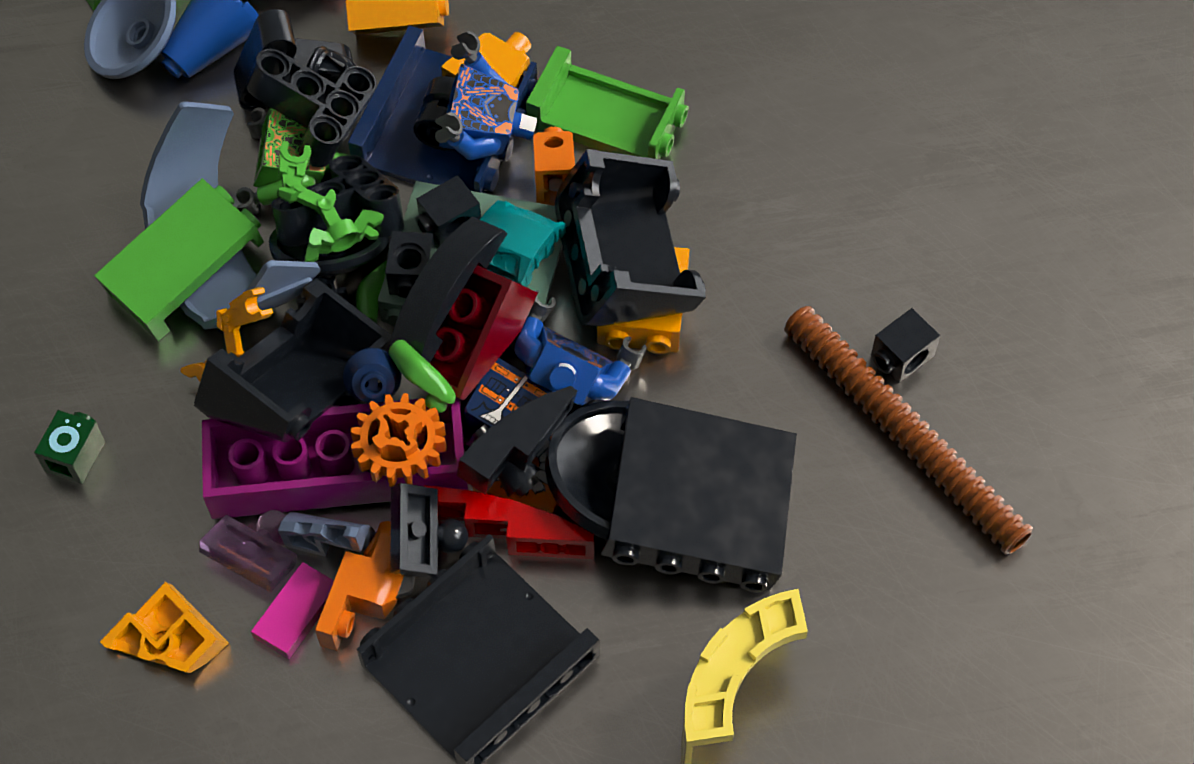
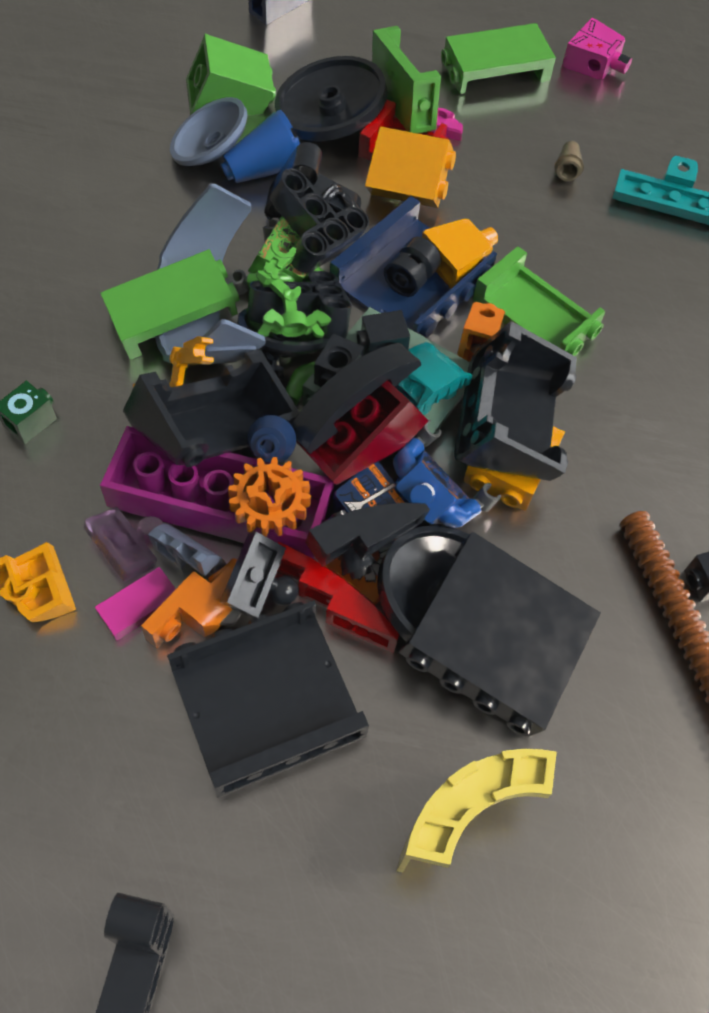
camera: 15 degrees right, 0 degrees up
(422, 374) = (310, 452): bright green arm -> none
(480, 107) = (440, 267): torso -> none

